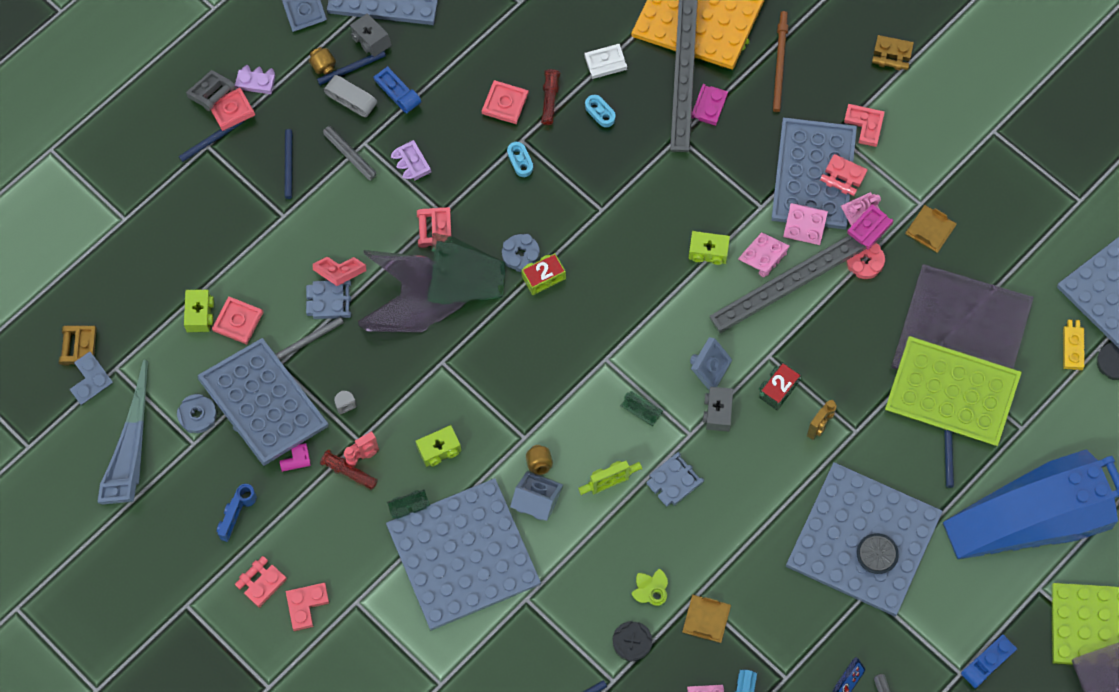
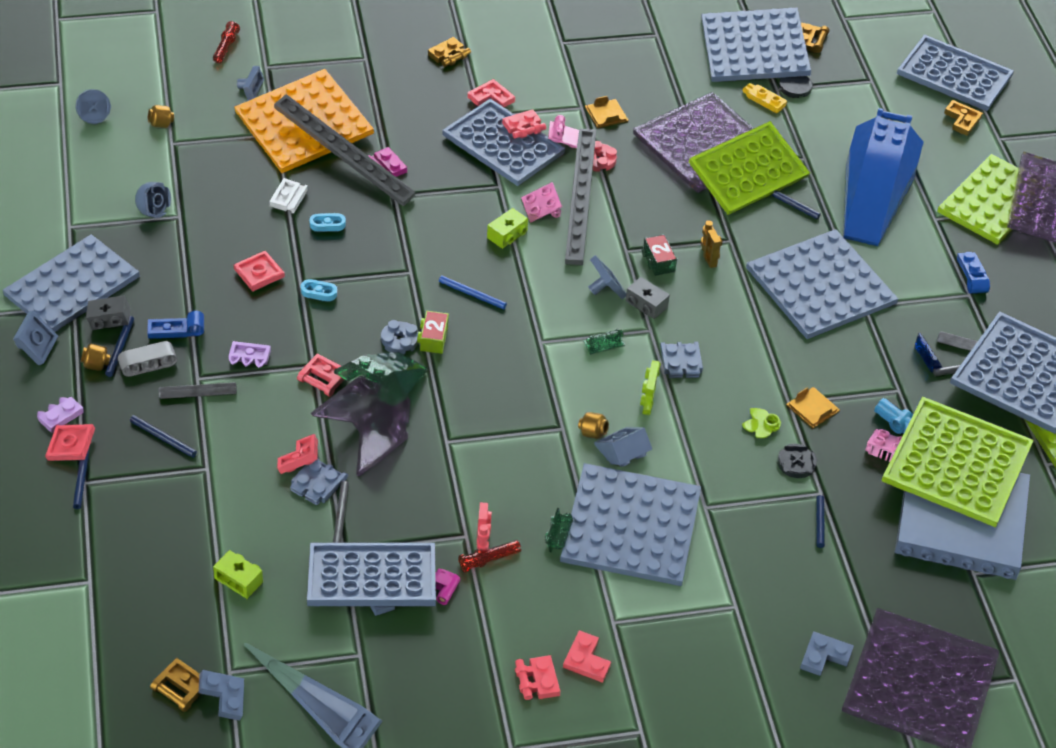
camera: 60 degrees left, 20 degrees down
(187, 409) = (335, 643): sand blue plate -> none
(207, 86) = (30, 444): dark grey plate -> none
(233, 509) = (455, 657): blue plate -> none
(237, 320) = (275, 552): coral plate -> none
(344, 402) = (424, 520): light grey brick -> none
(446, 439) = (523, 482): lime brick -> none
(550, 88) = (277, 239): clear red pin -> none
(616, 271) = (472, 292): none -> blue bar
(782, 30) = (370, 93): dark orange bar -> none
(805, 224) = (541, 165): bright pink hinge -> none
(870, 226) = (584, 127): dark pink plate -> none
(877, 553) = (843, 277): dark grey wheel -> none

